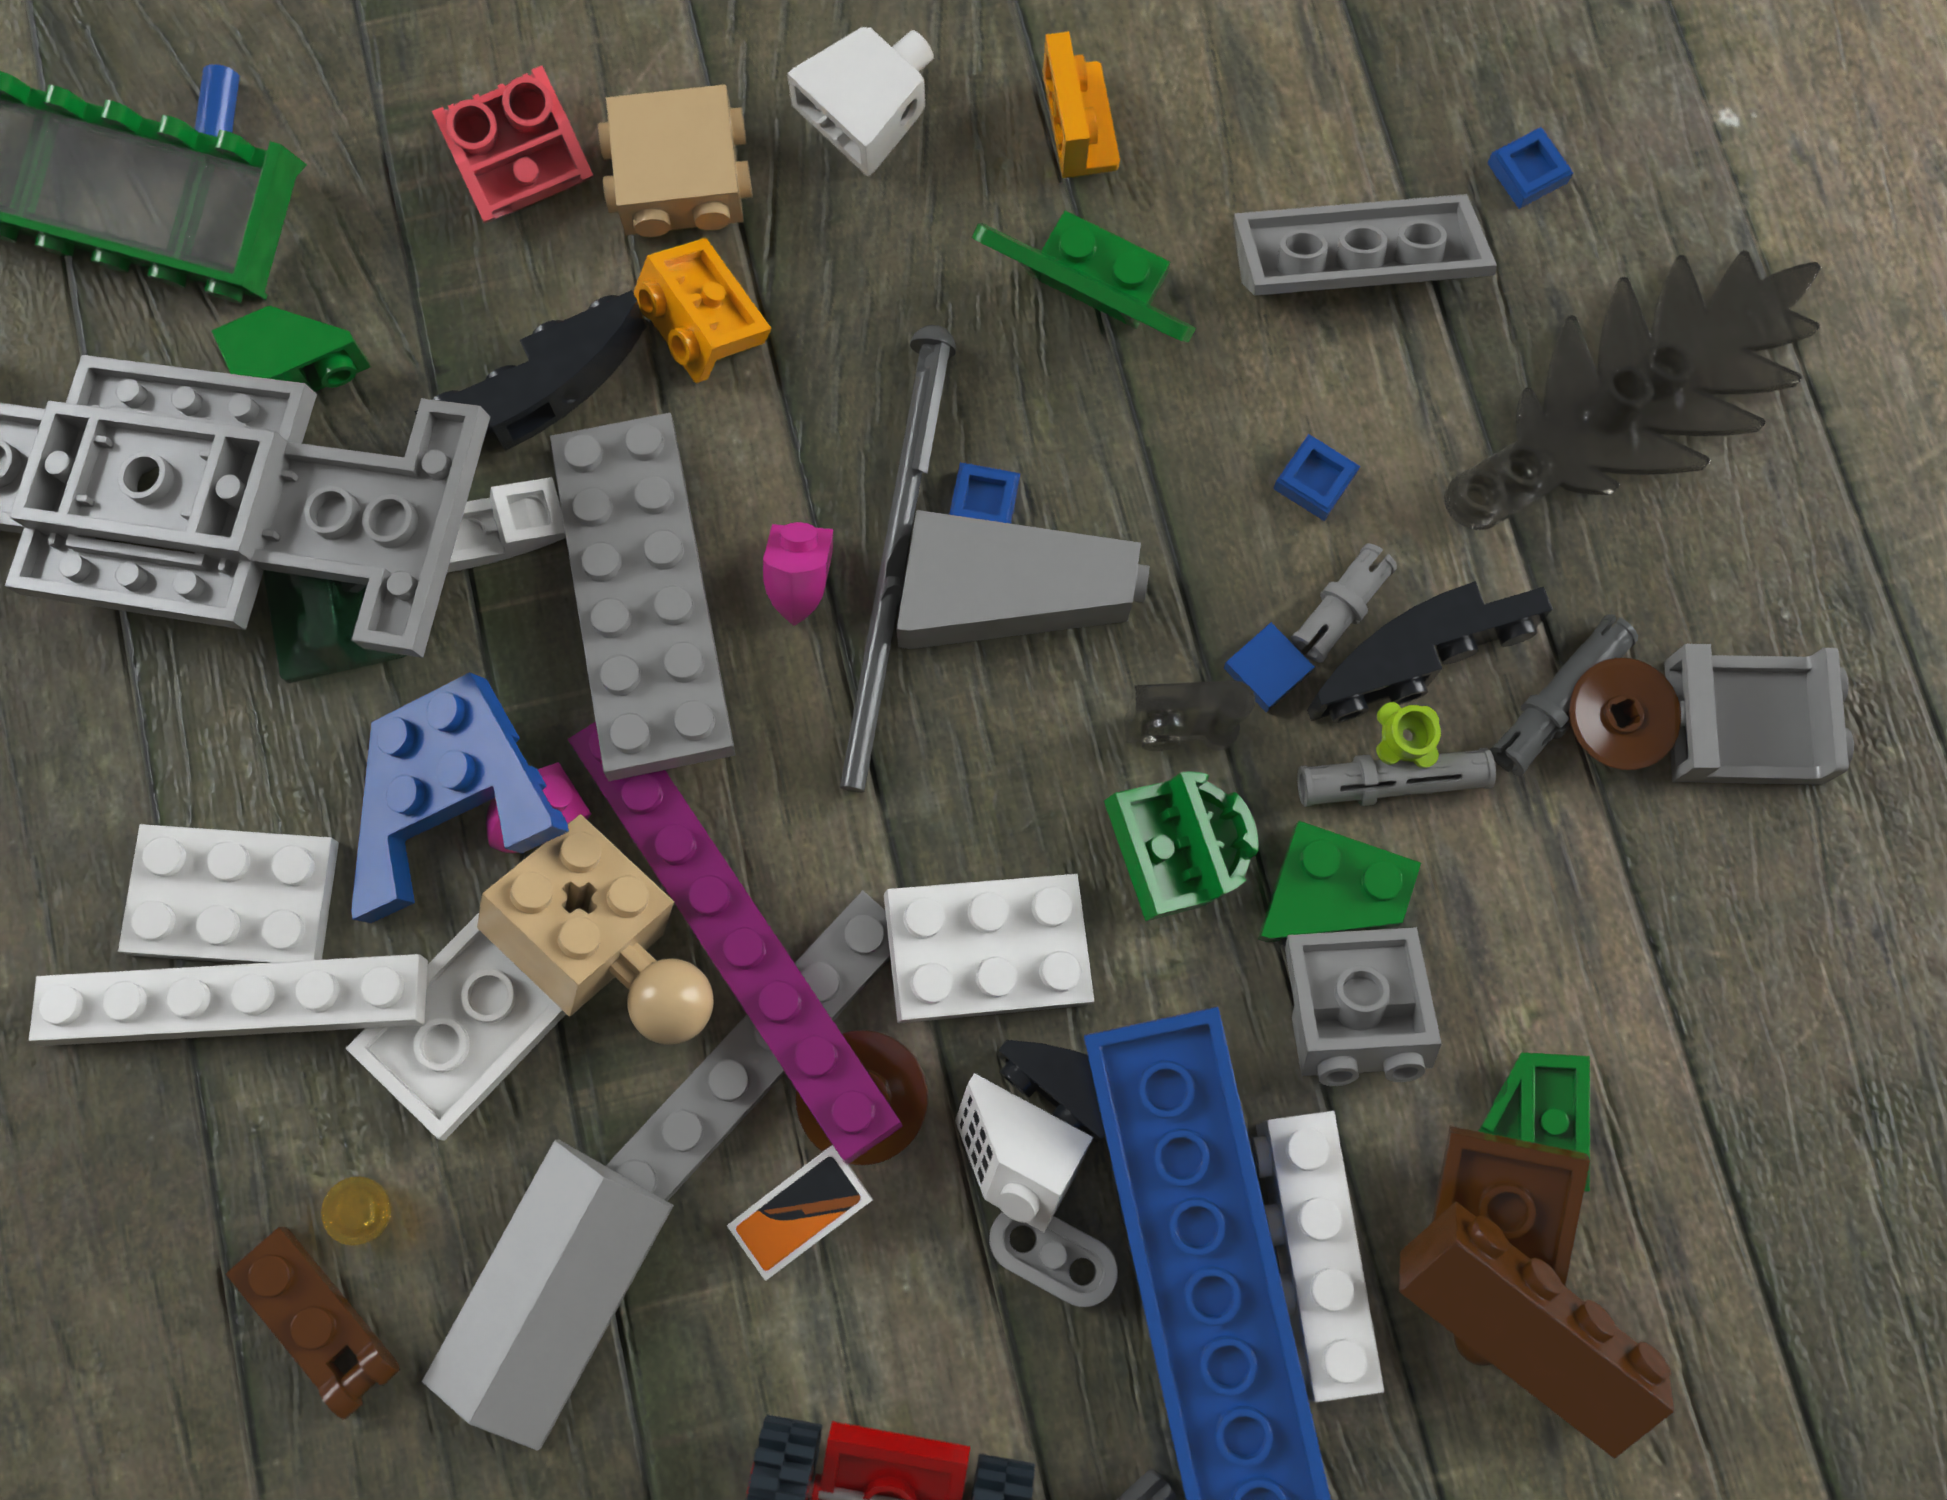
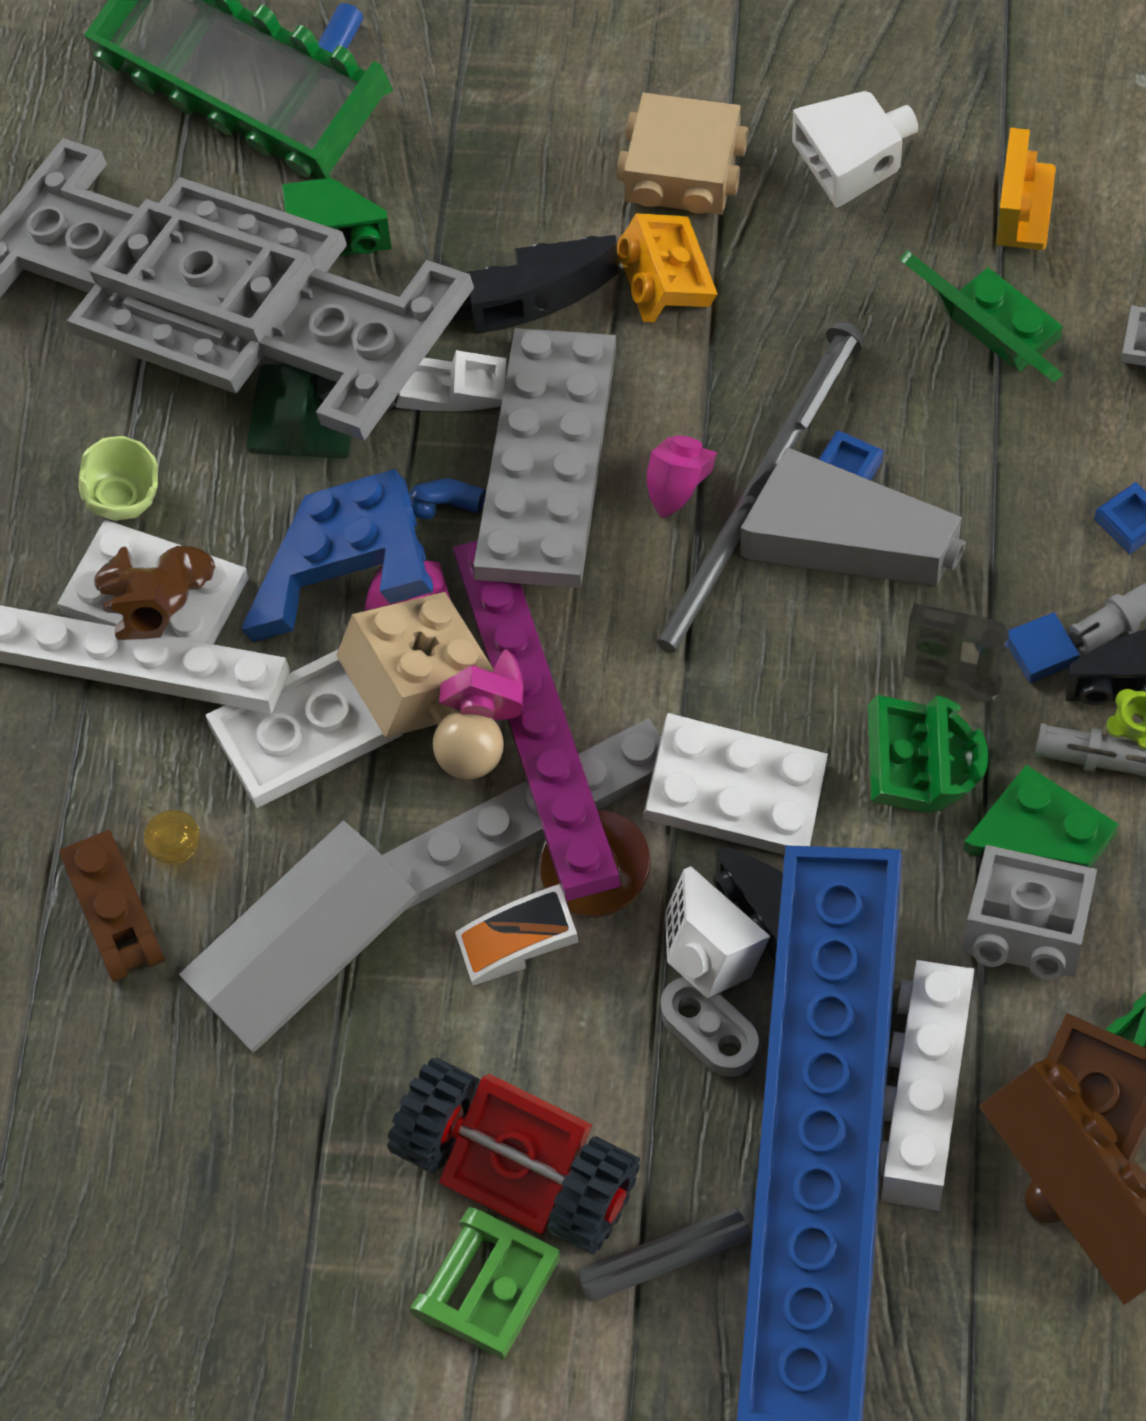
camera: 25 degrees right, 15 degrees down
(137, 771) = (118, 478): none -> yellowish green hair
(227, 927) = (151, 594): none -> reddish brown animal
(513, 145) = (559, 114): coral slope -> none
(532, 670) = (445, 491): none -> blue arm
(671, 948) = (486, 692): none -> dark pink plate

